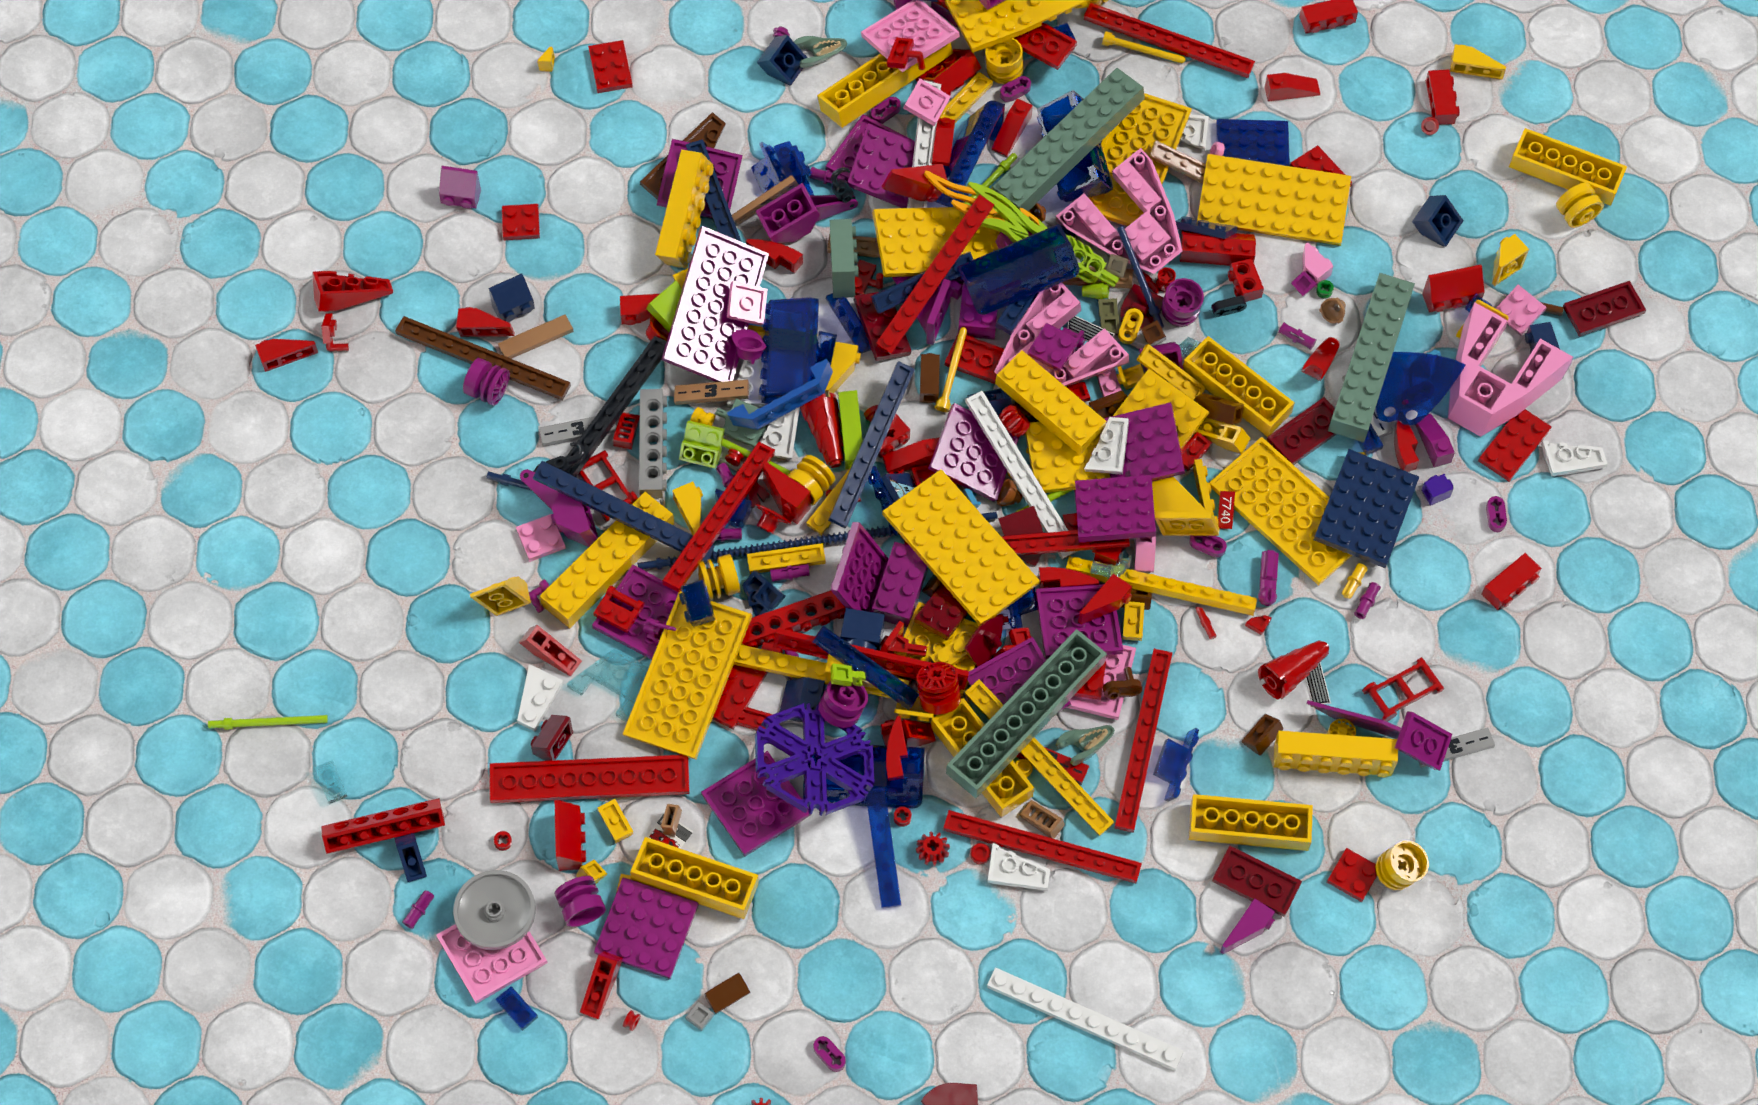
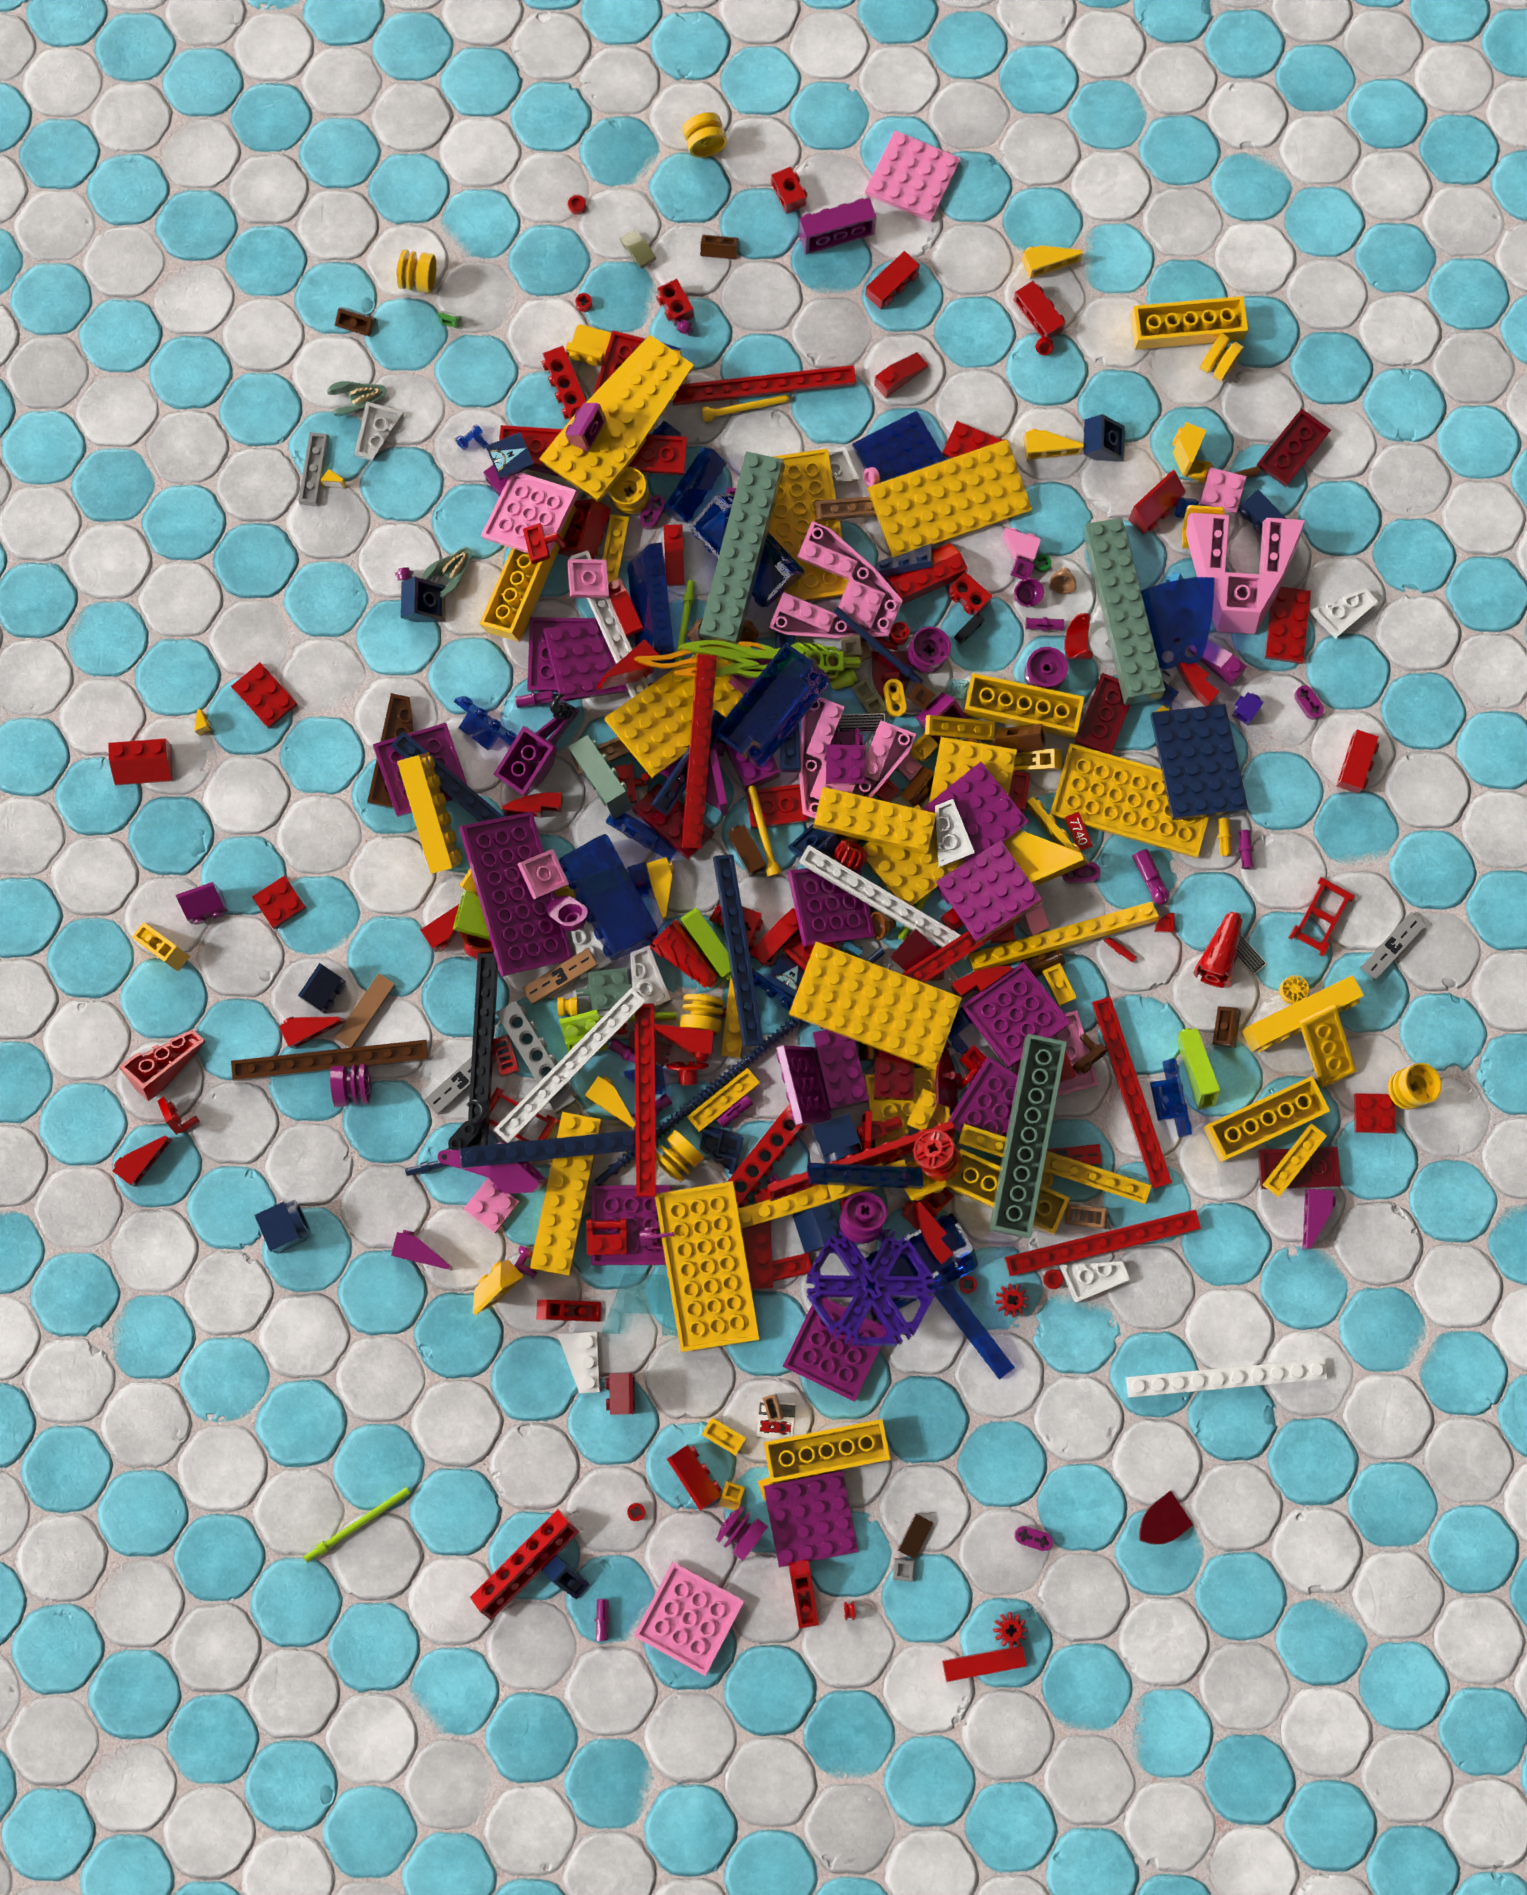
camera: 30 degrees left, 15 degrees up
(330, 782) = (450, 1549): clear light blue plate -> none
(361, 458) = (283, 1226): none -> dark blue piece
(405, 205) = (160, 946): none -> yellow slope
(453, 534) = (414, 1249): none -> magenta slope
(480, 63) = (140, 761): none -> red slope
(494, 909) = (674, 1588): light grey dish -> none
(516, 1008) = (744, 1659): clear blue plate -> none
(589, 778) = (676, 1411): red plate -> none
(676, 457) = (569, 1065): none -> white plate
(697, 603) = (680, 1200): clear blue brick -> none
(775, 192) = (494, 757): medium nougat tile -> none
(779, 407) = (657, 911): blue slope -> none
(793, 163) = (500, 707): clear blue bracket -> none
(845, 676) = (853, 1197): lime plate -> none
(885, 109) = (543, 598): magenta beam -> none
(1072, 78) = (695, 485): none -> clear blue brick
(1087, 740) = (1086, 1120): sand green animal -> none
(1107, 599) = (1032, 979): red slope -> none
(1109, 570) = (1018, 951): clear light blue piece -> none
(1214, 751) = (1198, 1069): none -> lime slope
(1255, 868) = (1294, 1160): none -> yellow plate
(1276, 366) = (1046, 659): none -> magenta wheel
(1298, 303) = (1028, 592): none -> magenta hair
(1341, 790) = (1327, 1046): none -> yellow tile
(1386, 201) = (1046, 444): none -> yellow slope
(1416, 738) = (1369, 962): magenta piece -> none
(1508, 285) = (1199, 470): none -> yellow slope

